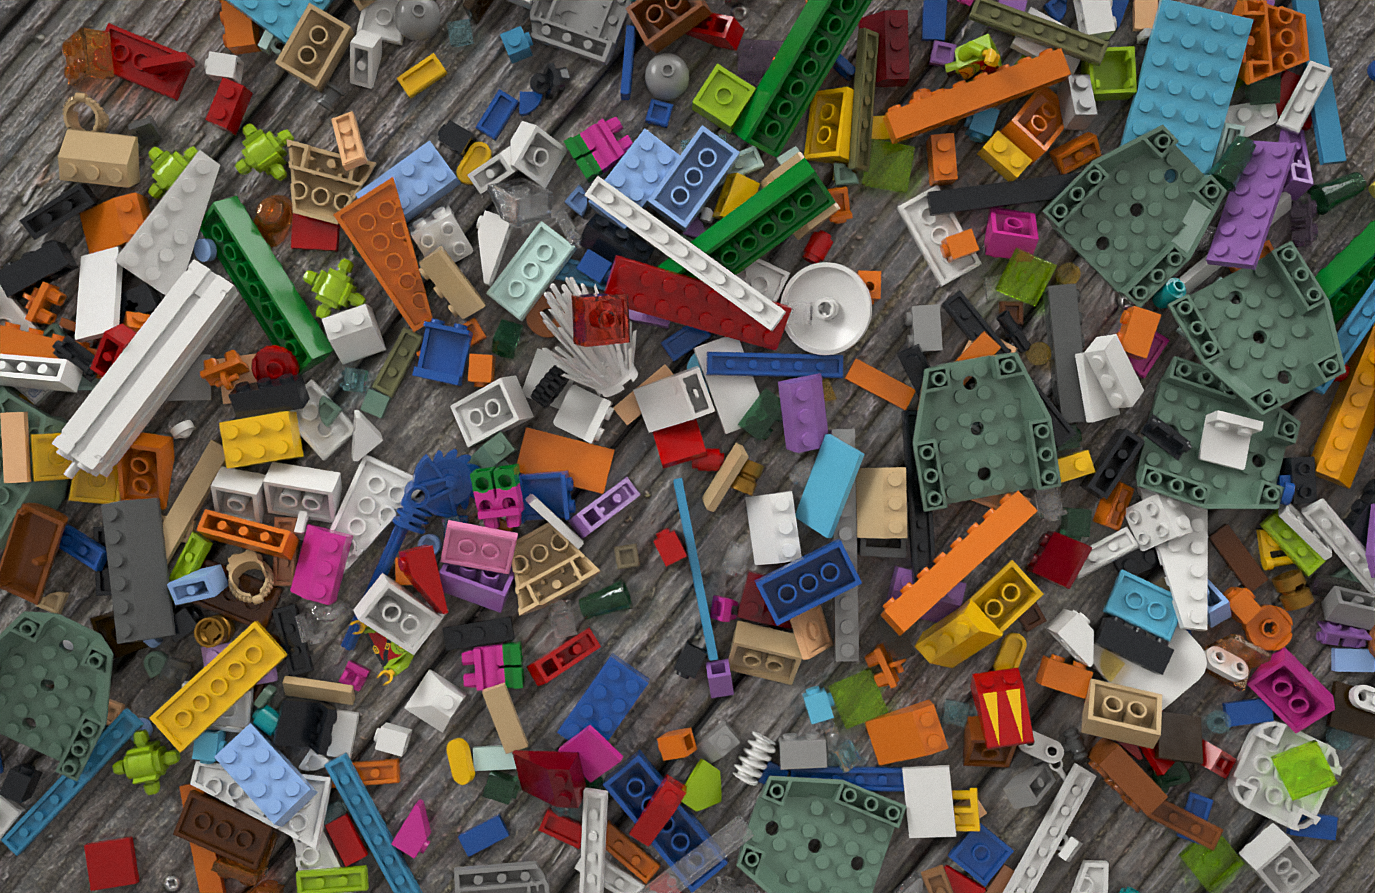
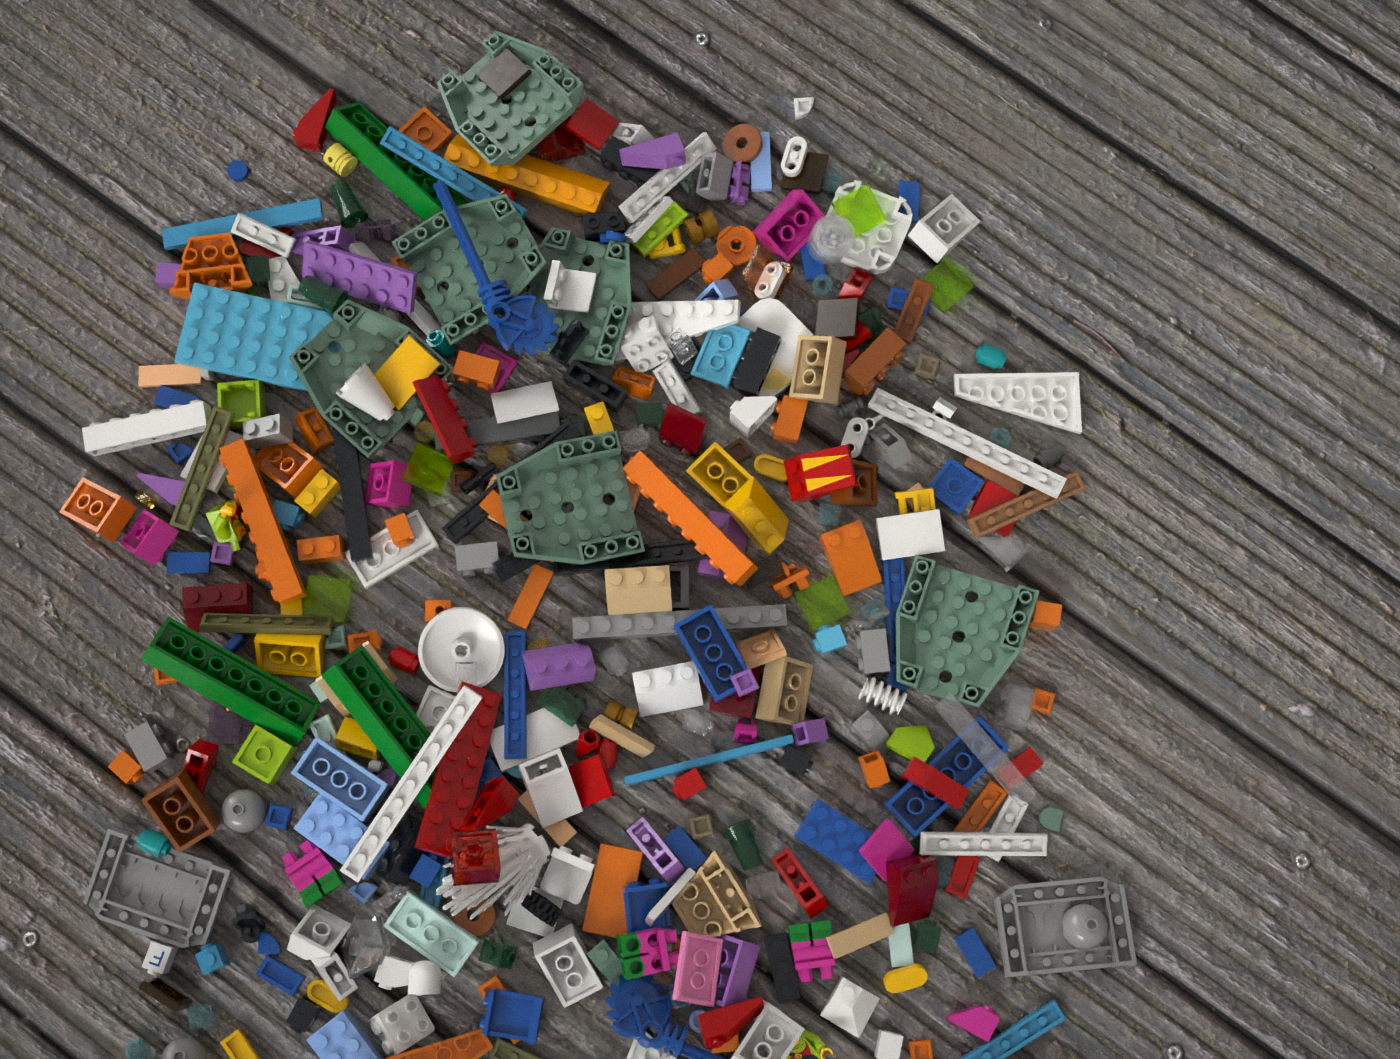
camera: 90 degrees left, 10 degrees down
(451, 283) = (445, 1010): tan slope -> none
(481, 369) = (528, 977): orange brick -> none
(483, 263) = (424, 978): none -> white helmet
(604, 538) = (685, 848): none -> blue tile
(628, 62) = (230, 848): blue tile -> none
(658, 337) = (494, 801): none -> red slope
(720, 440) = (587, 741): none -> red cone
(774, 615) = (744, 682): none -> medium lavender tile
(829, 485) = (625, 638): medium azure tile -> none
(1083, 296) = (444, 418): none -> red slope
(1092, 270) = (418, 415): none -> sand green tile
(1114, 371) = (512, 388): white brick -> none
(1115, 211) = (367, 394): none -> white cone
(1118, 831) = (926, 366): none -> dark tan tile
(1138, 253) = (403, 367): none -> yellow tile
(1155, 562) = (681, 346): none -> clear bracket
(1192, 386) = (523, 321): none -> blue piece
(1264, 727) = (820, 244): none -> clear wheel

